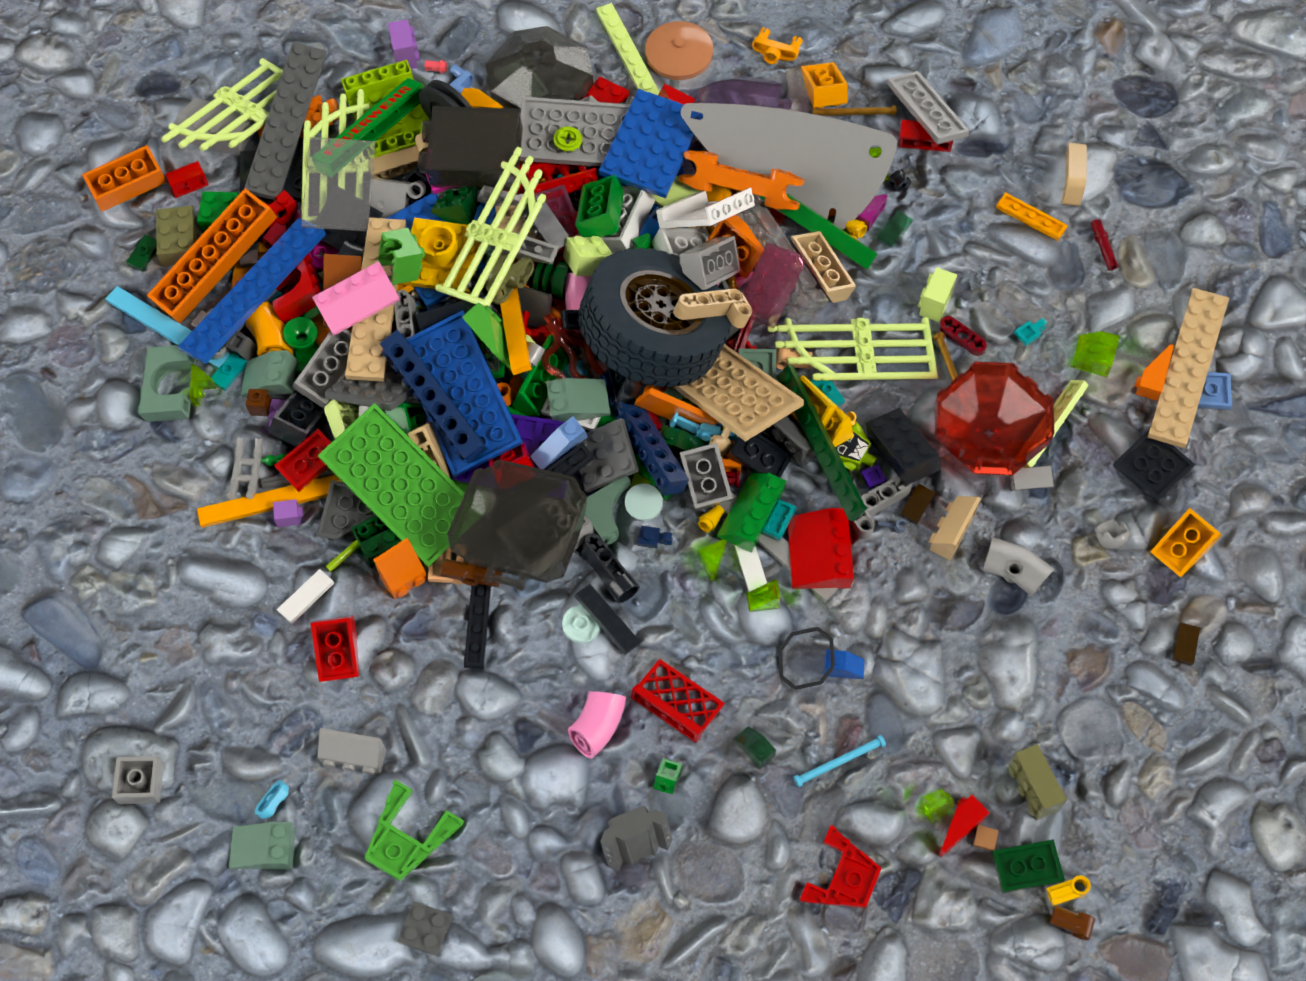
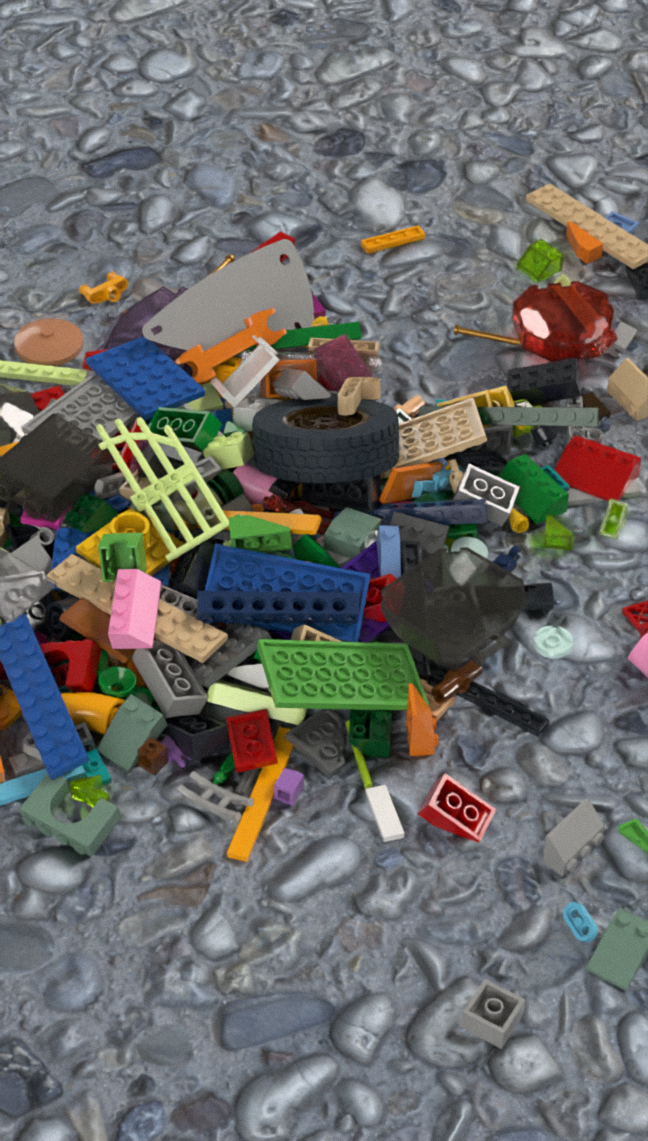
camera: 60 degrees left, 20 degrees down
(562, 134) = (94, 413): lime gear -> none
(607, 619) = (565, 620): black tile -> none
(751, 568) = (580, 520): white tile -> none
(825, 85) = (171, 277): light orange slope -> none
(863, 347) = (432, 367): yellowish green piece -> none
(895, 228) = (340, 307): clear green slope -> none
(928, 107) = (251, 235): light grey plate -> none
(937, 294) = (424, 307): yellowish green brick -> none
(977, 340) = (477, 316): dark red beam -> none
(1030, 332) = (493, 284): teal plate -> none
(1075, 174) = (390, 197): tan beam -> none
(1101, 238) = (451, 216): dark red pin -> none

